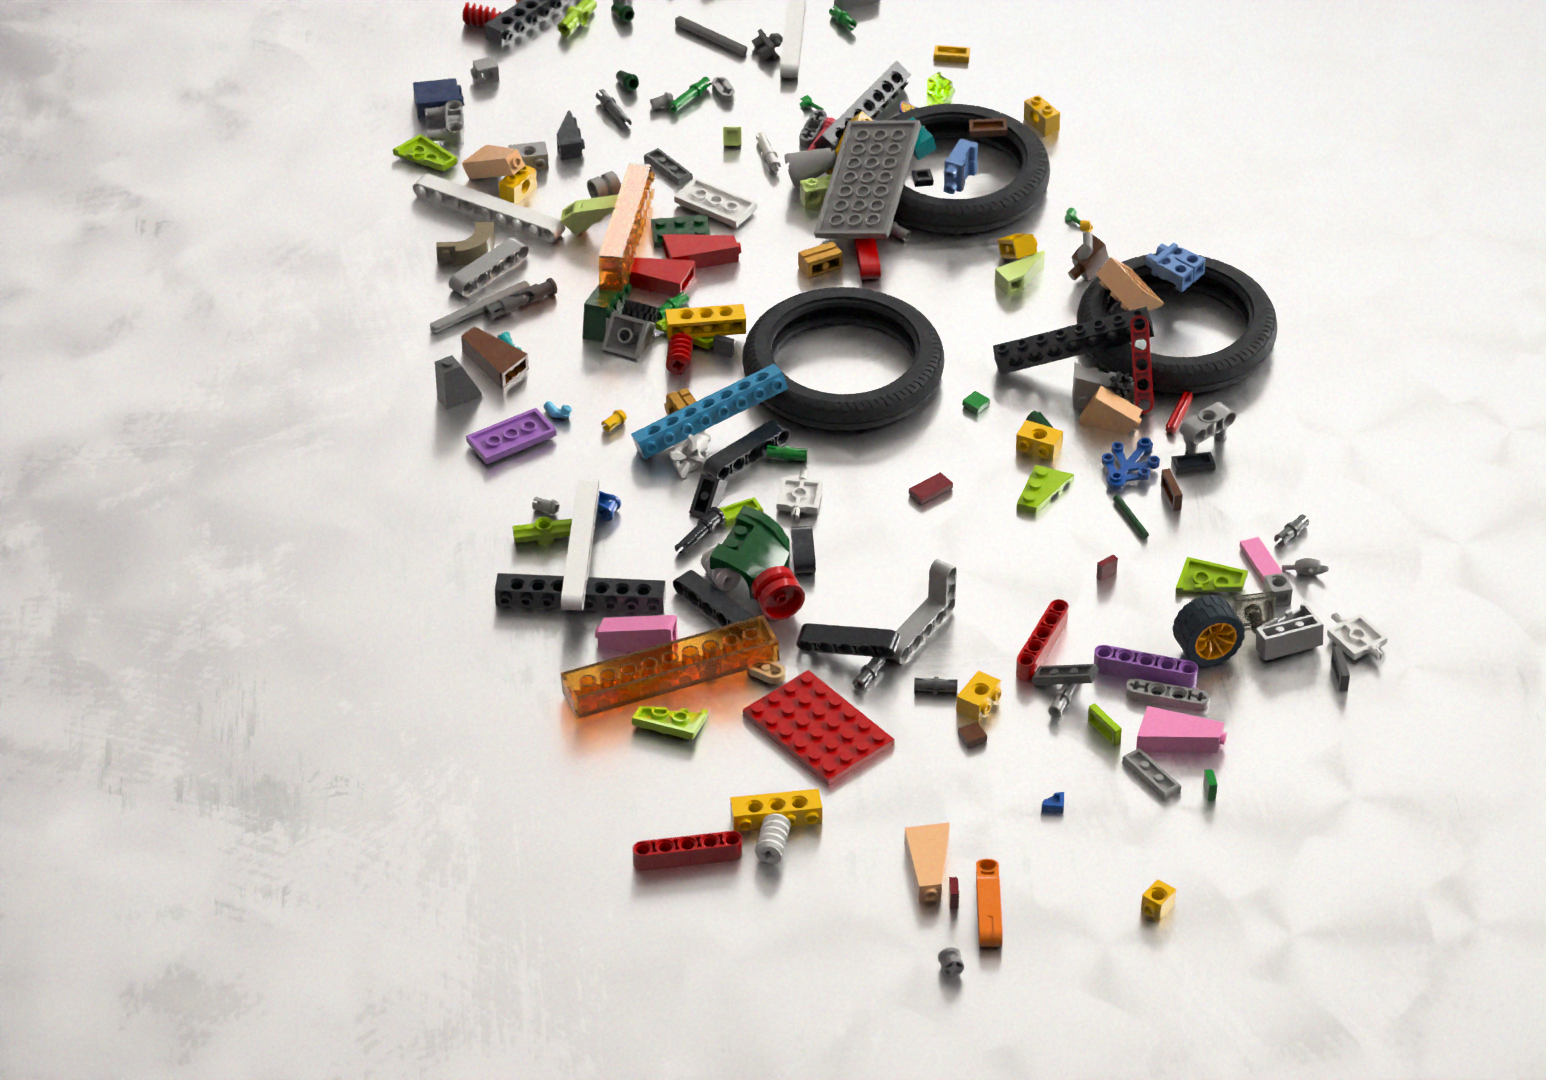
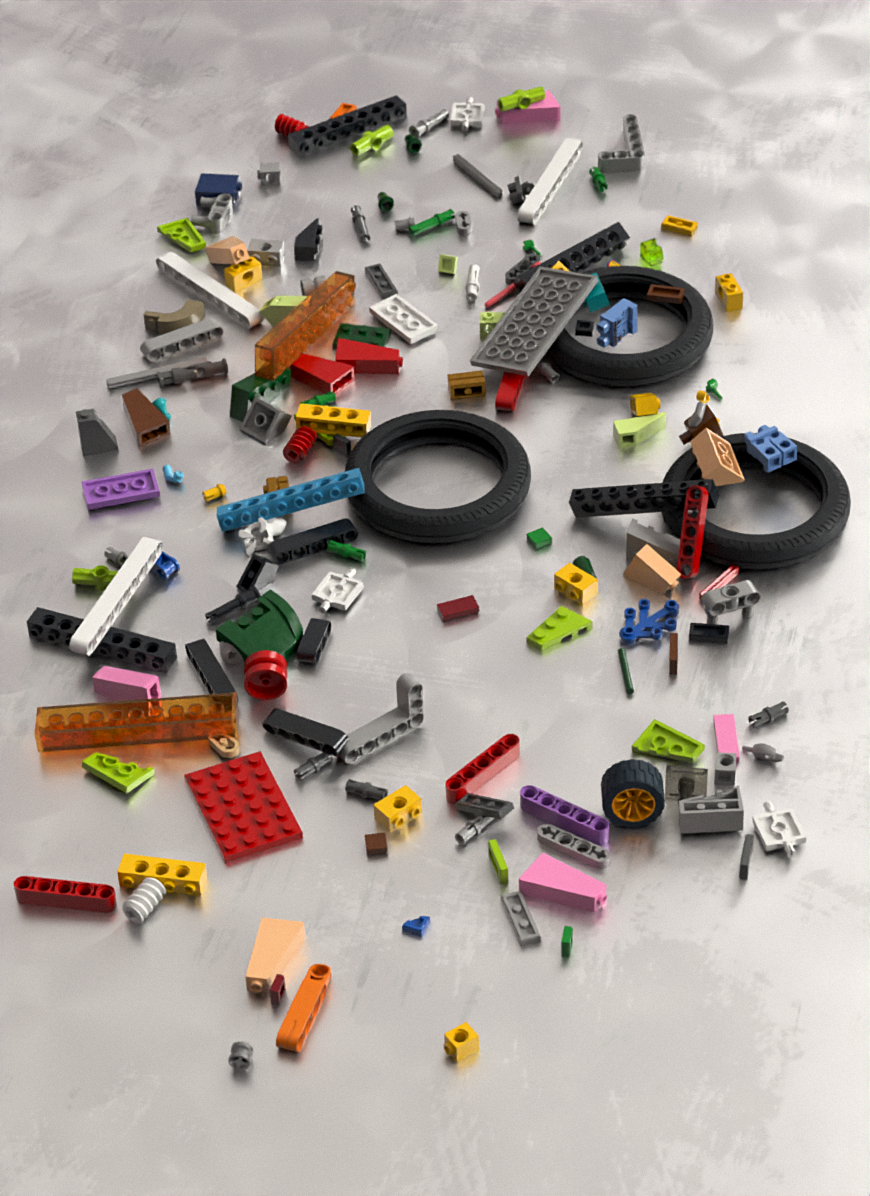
camera: 20 degrees right, 0 degrees up
(640, 311) = (284, 401): black tyre -> none
(731, 511) = (289, 593): lime tile -> none
(809, 164) = (493, 299): light grey cone -> none
(1107, 568) = (576, 714): tile -> none
(1121, 389) = (663, 549): black gear -> none

